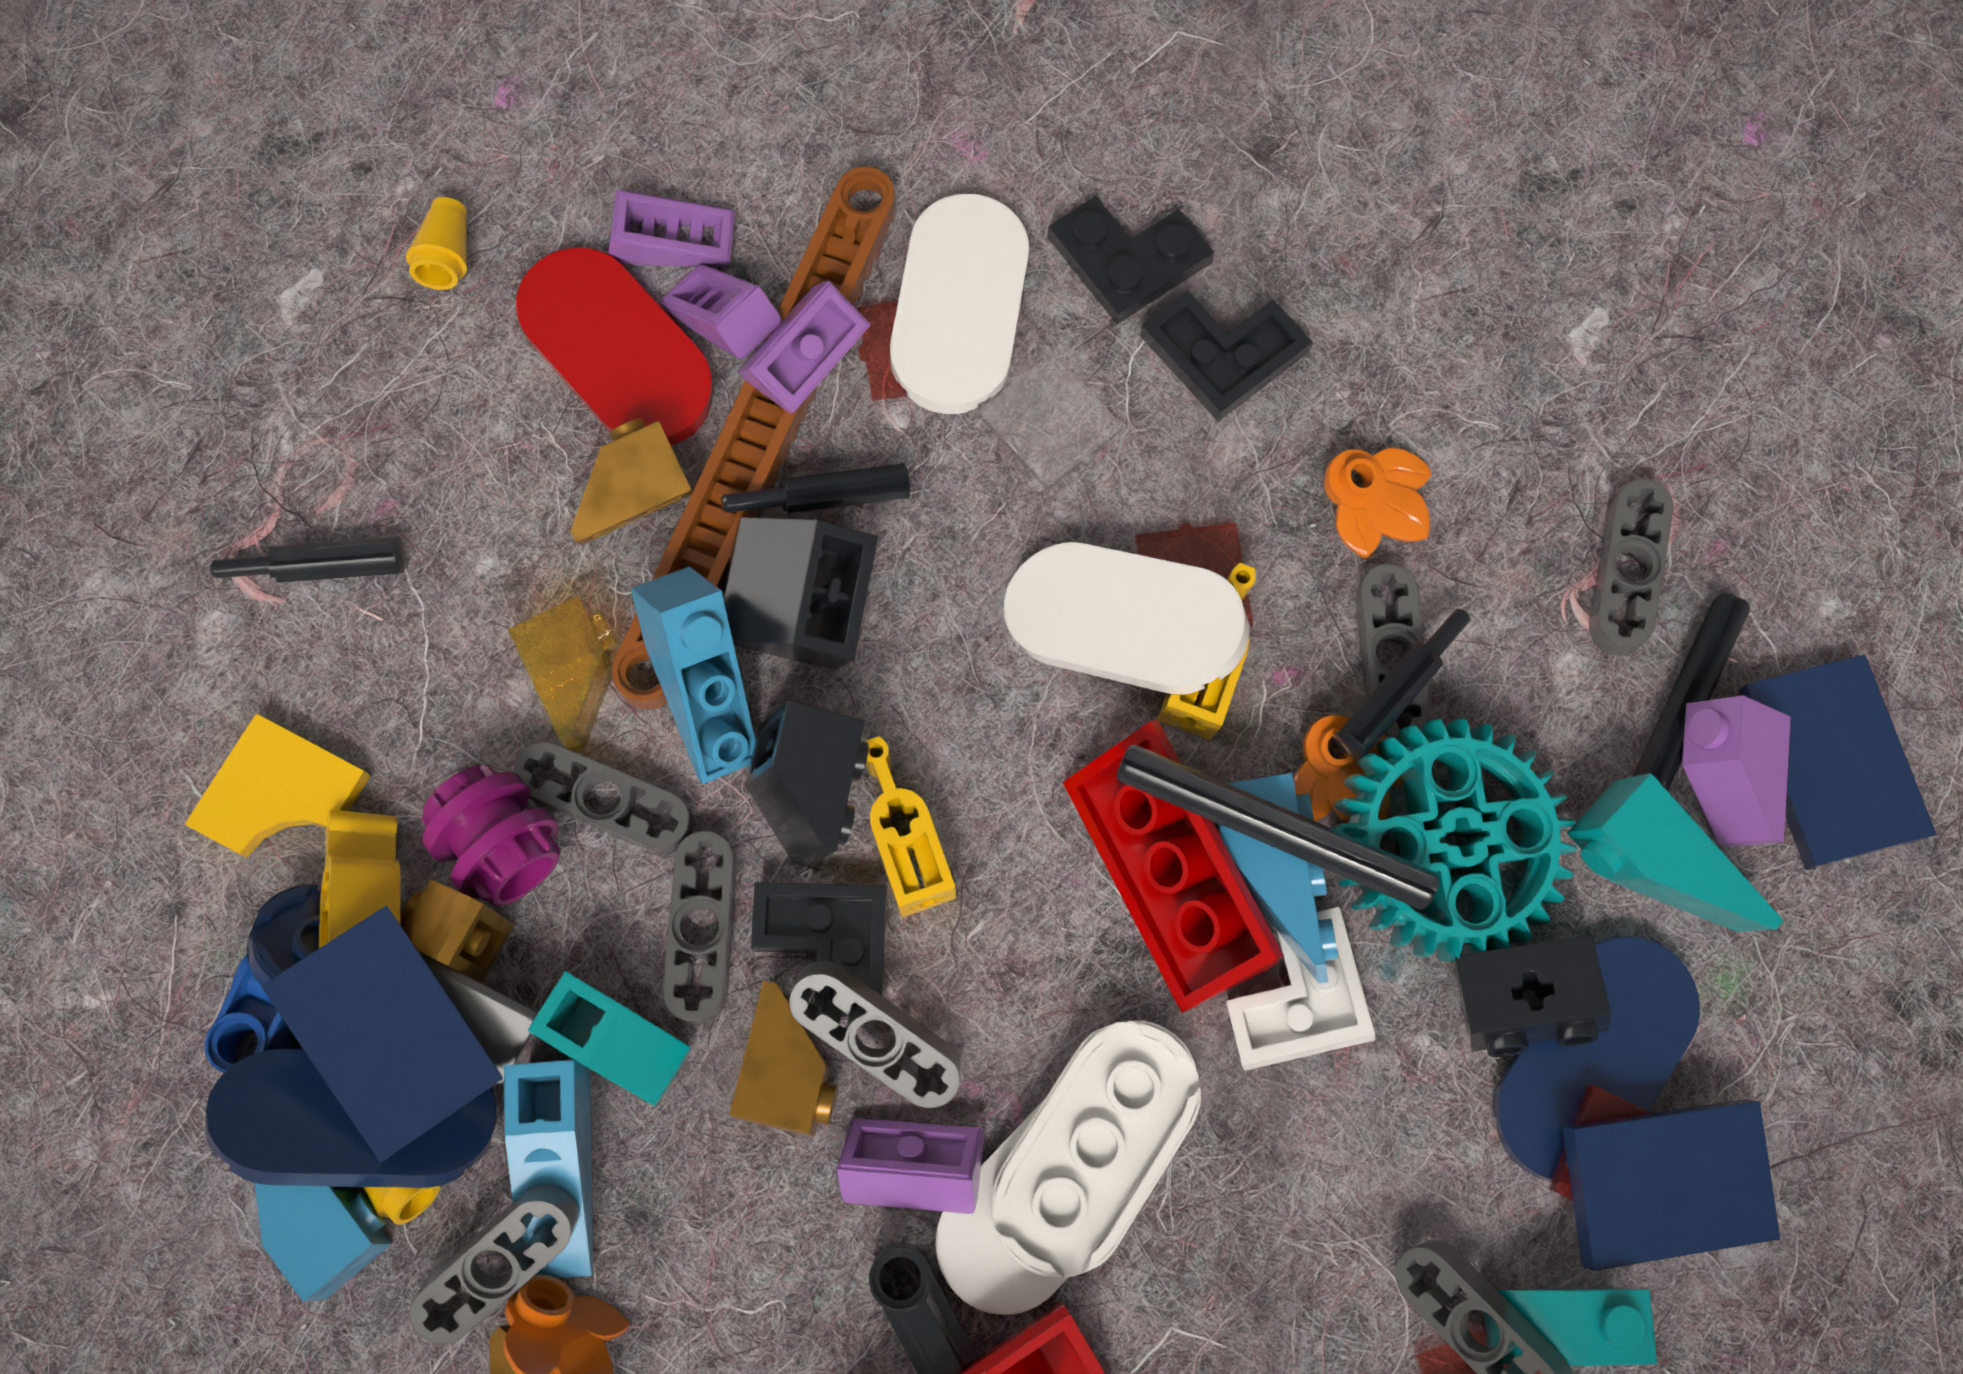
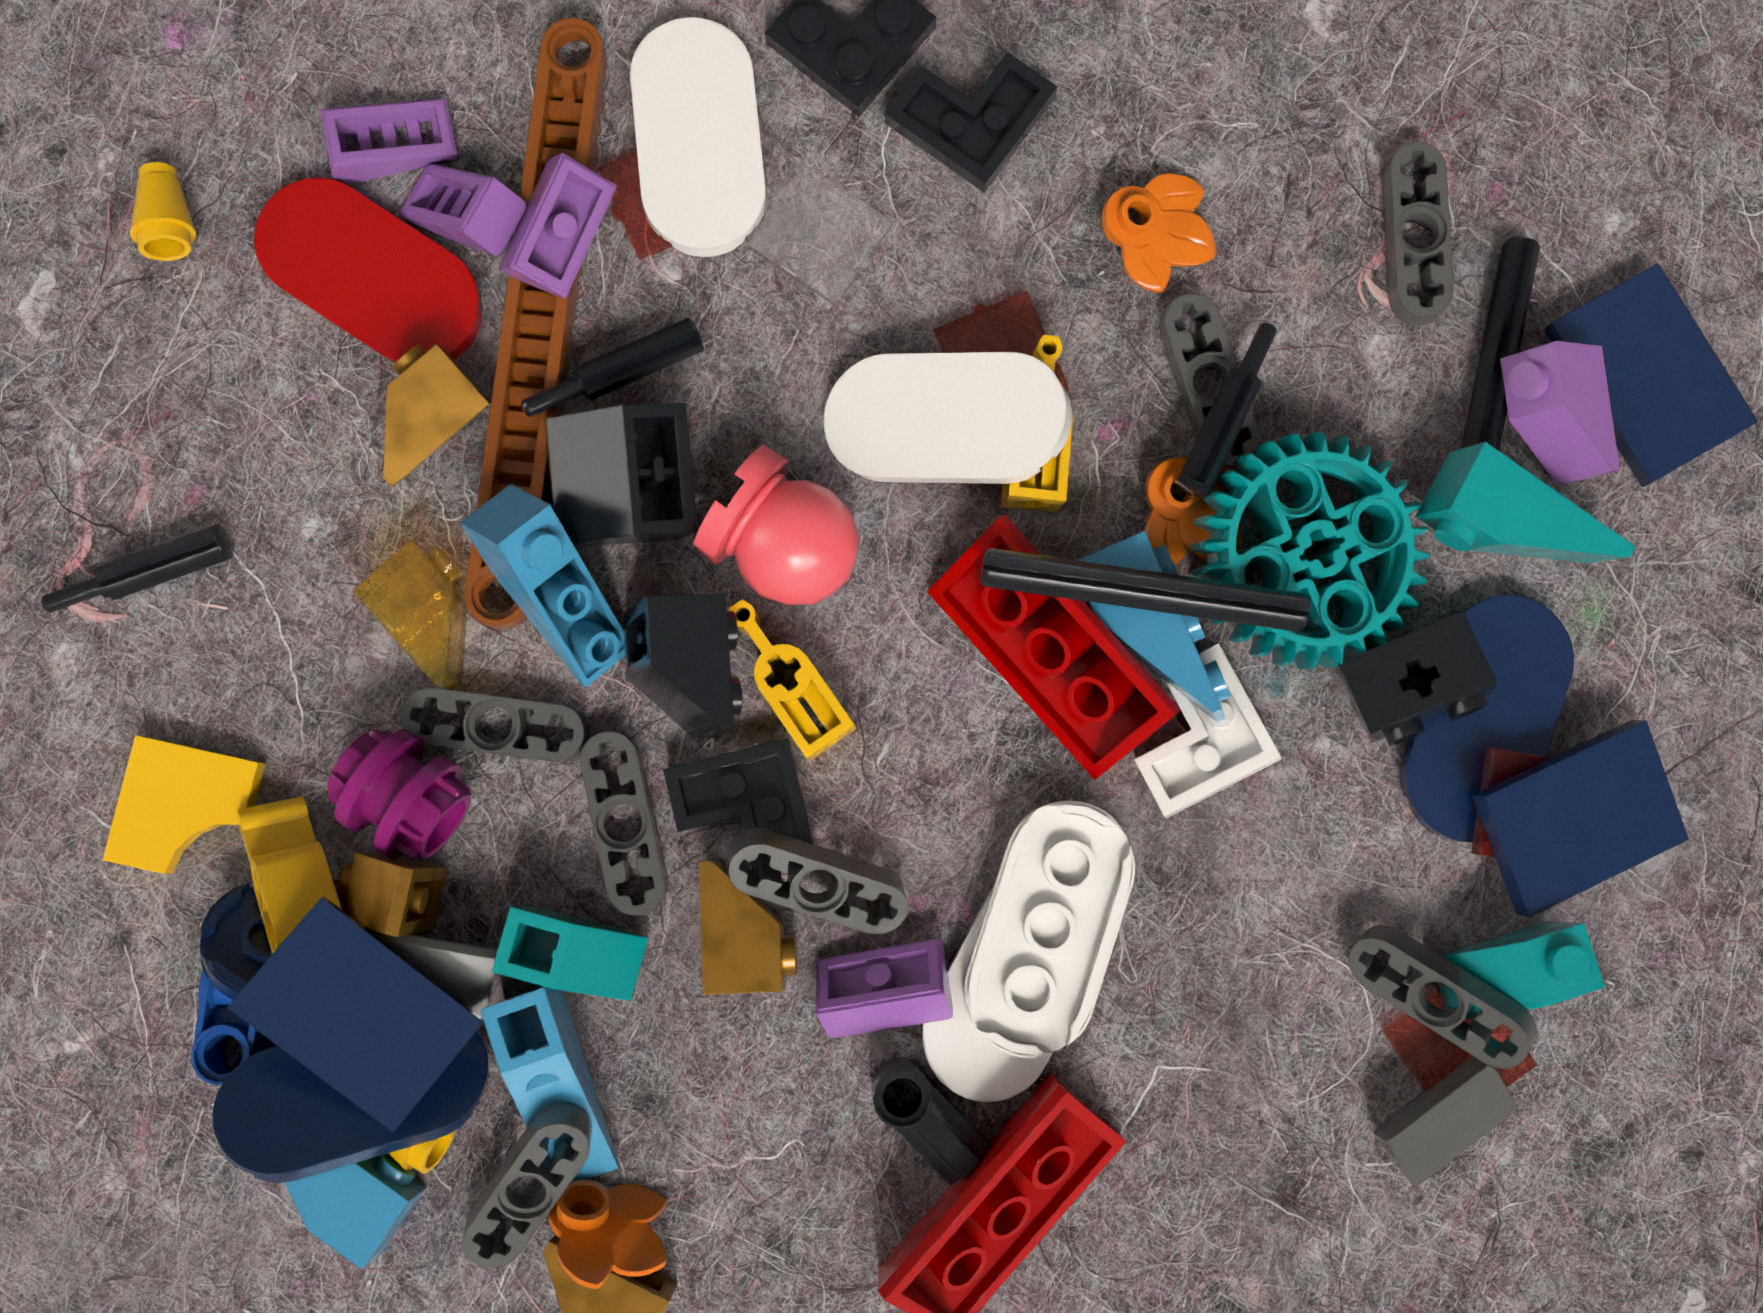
camera: 10 degrees left, 10 degrees up
(938, 686) = (787, 536): none -> coral tile

